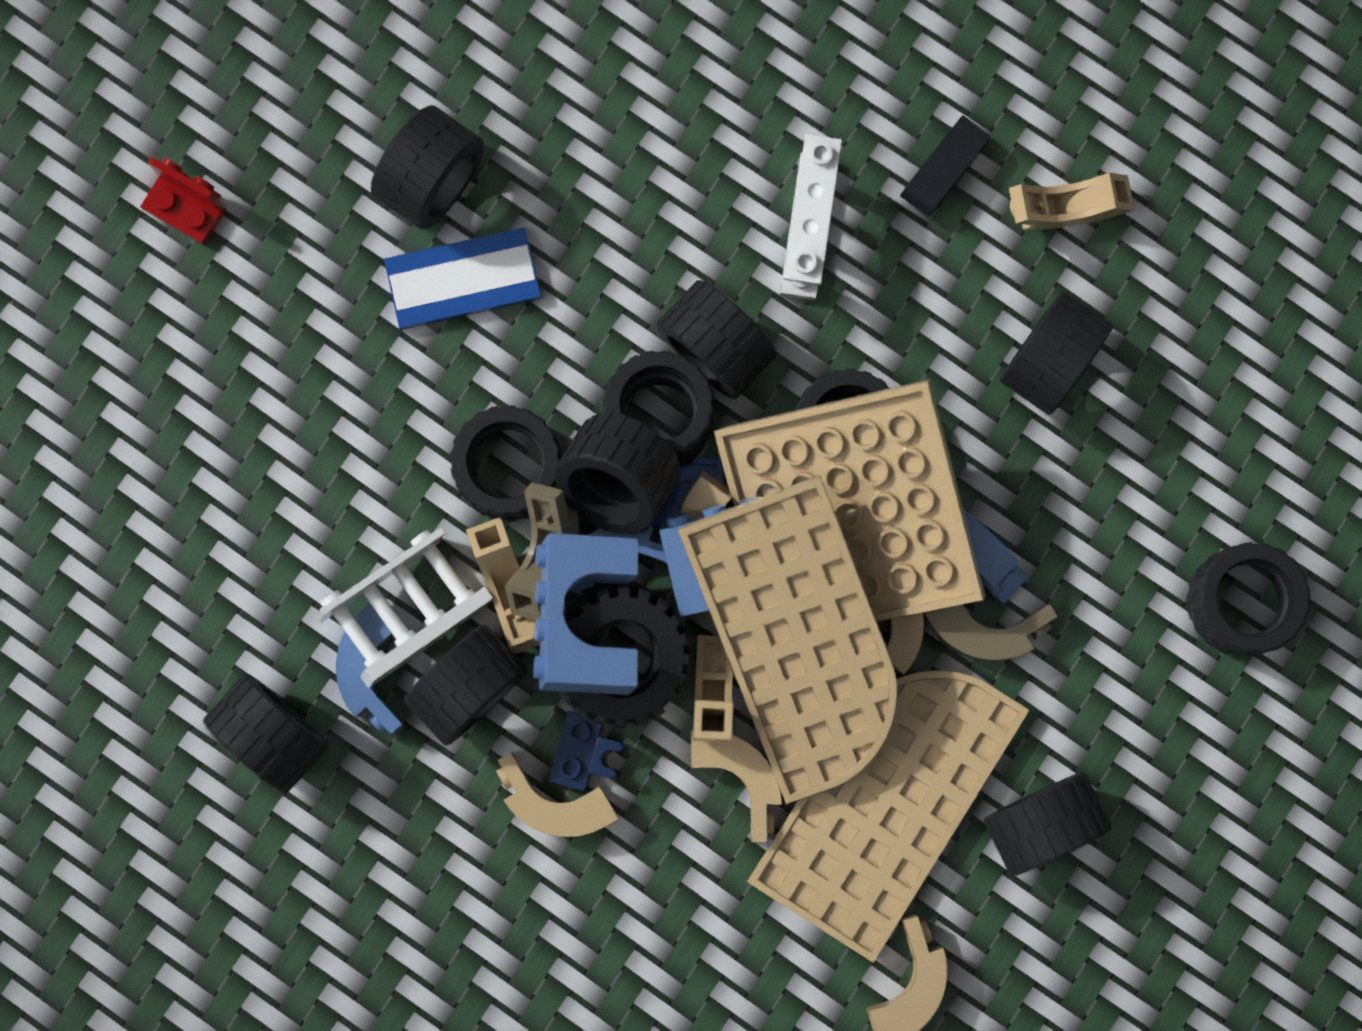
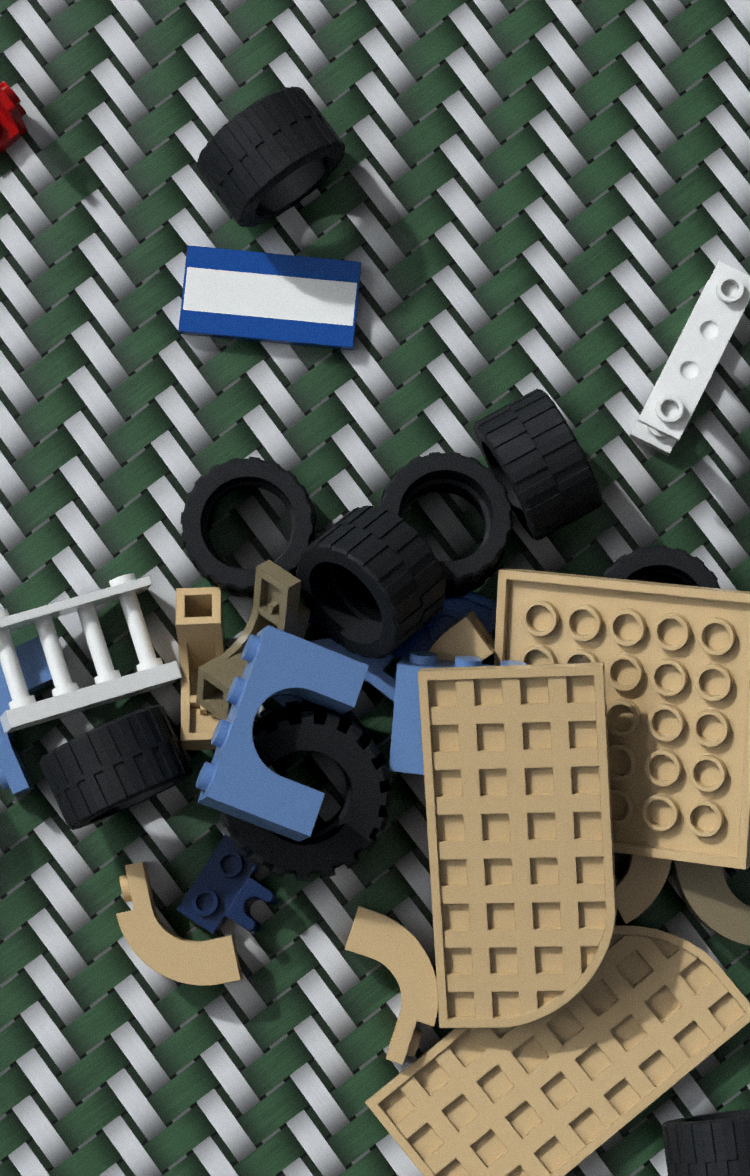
camera: 25 degrees right, 0 degrees up
(712, 691) = (397, 870): tan arch -> none

